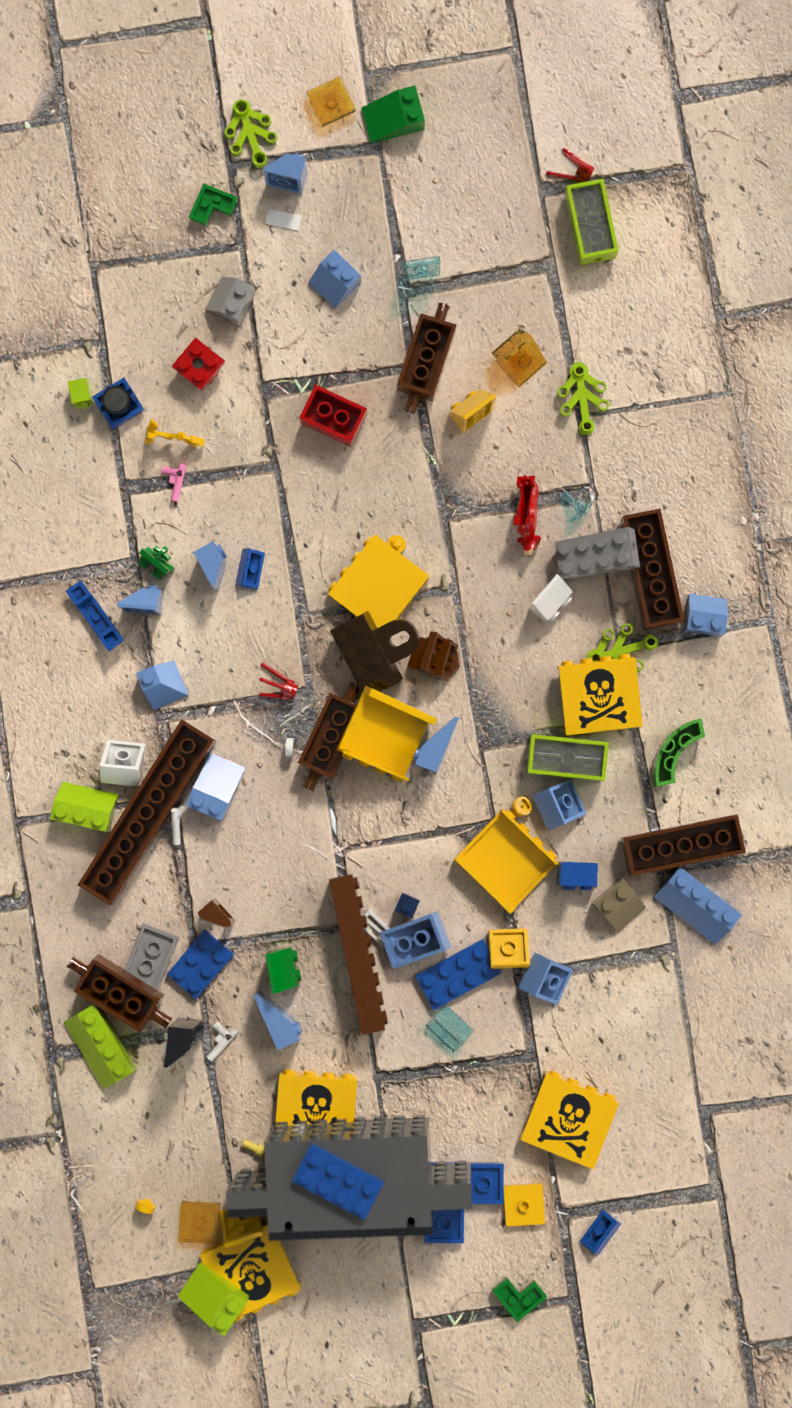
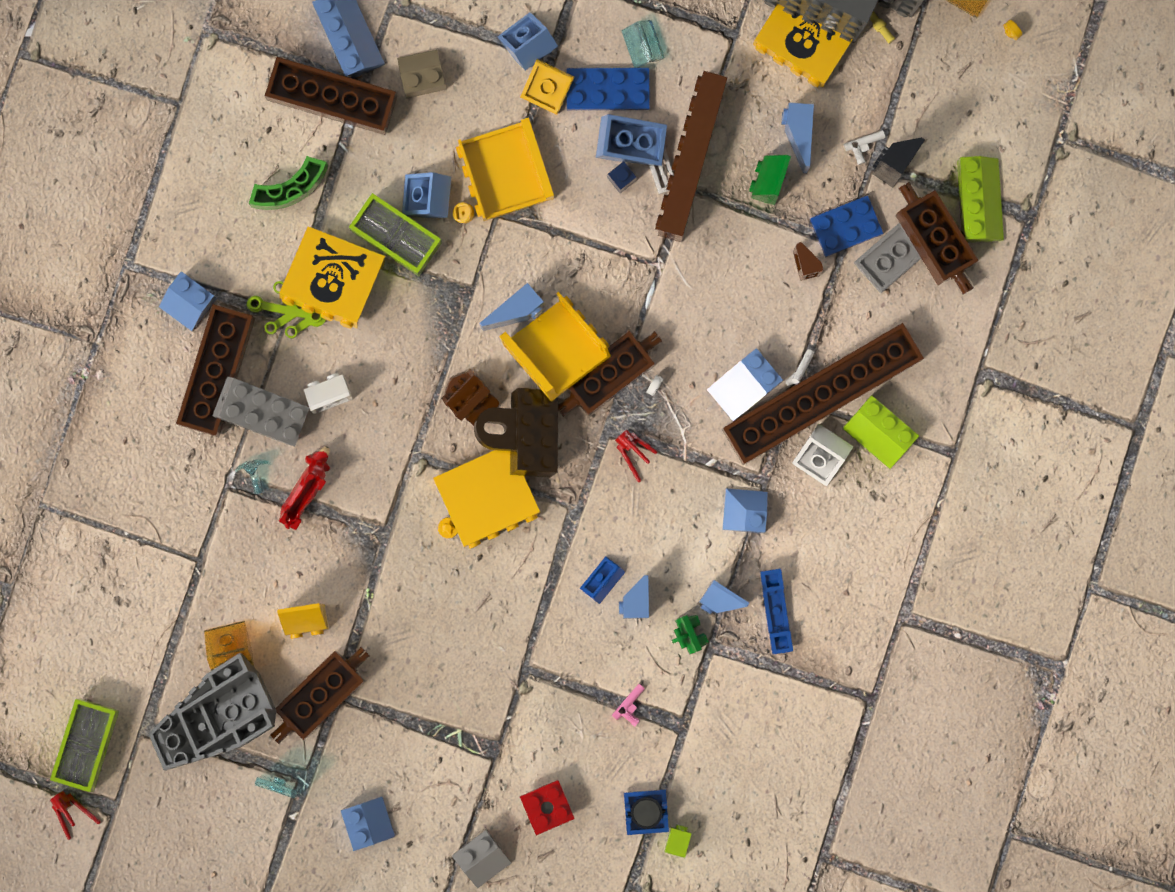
camera: 155 degrees left, 0 degrees up
(152, 433) = (628, 762): yellow piece -> none
(333, 415) = (442, 685): red brick -> none
(498, 297) = (216, 716): none -> dark grey wedge
(577, 874) = (446, 120): blue brick -> none
(582, 395) = (187, 579): lime plant -> none

